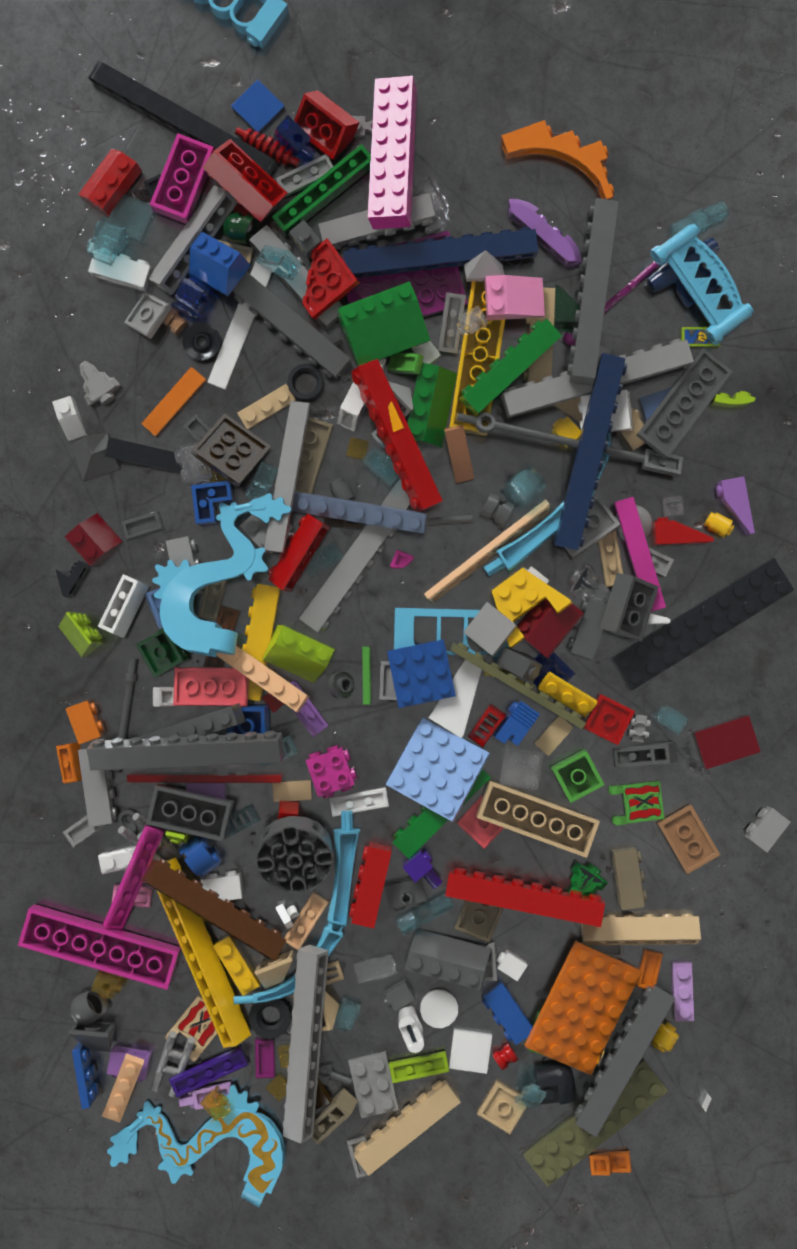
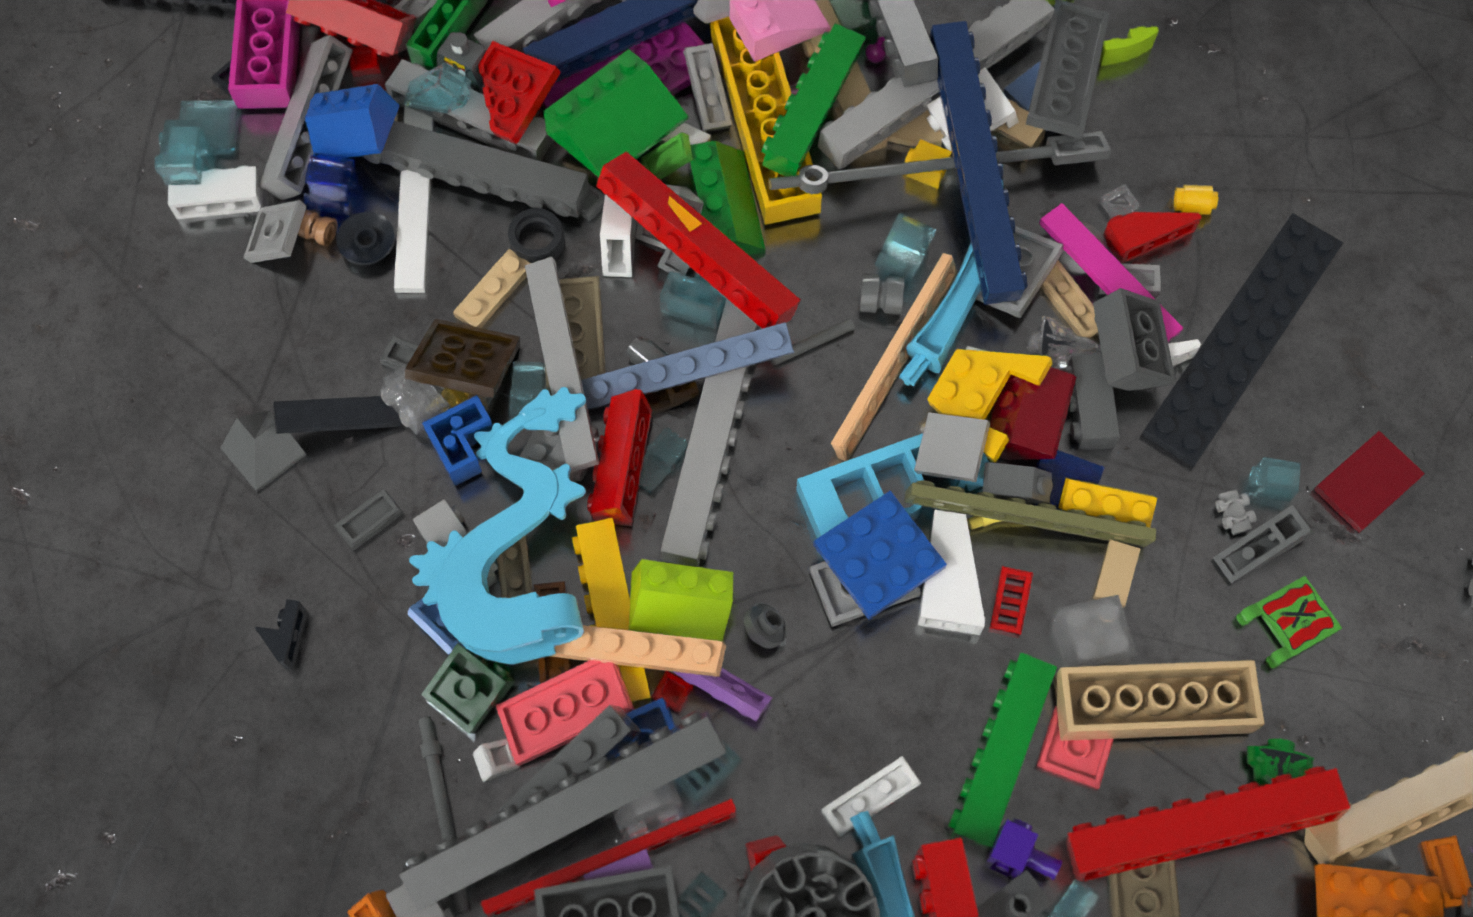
camera: 20 degrees left, 20 degrees down
(69, 418) = (204, 408): white slope -> none
(80, 633) = (325, 706): lime slope -> none
(85, 721) = (380, 846): orange brick -> none
(93, 539) = (299, 566): dark red slope -> none
(97, 385) = (233, 351): light grey rock -> none
(110, 181) = (164, 88): red slope -> none
(123, 606) = (380, 641): white brick -> none
(173, 401) = (354, 334): orange tile -> none
(236, 226) = (365, 73): dark green helmet -> none
(292, 791) = (758, 822): tan tile -> none
(331, 771) = (807, 764): dark pink brick -> none
(357, 448) = (646, 295): clear yellow tile -> none
(366, 661) = (797, 596): bright green tile -> none
(401, 560) = (775, 417): dark pink tile -> none
(438, 769) = (971, 689): light blue plate -> none
(459, 453) = (794, 240): nougat tile -> none
(471, 321) = (736, 63): clear brick -> none
(516, 723) = (1056, 569): blue piece -> none
(577, 776) = (1183, 612): bright green brick -> none
(609, 719) = (1186, 516): red plate -> none
(628, 878) = (1340, 737): dark tan brick -> none
(688, 839) = (1395, 641): medium nougat plate -> none
(735, 499) = (1202, 162): medium lavender slope -> none

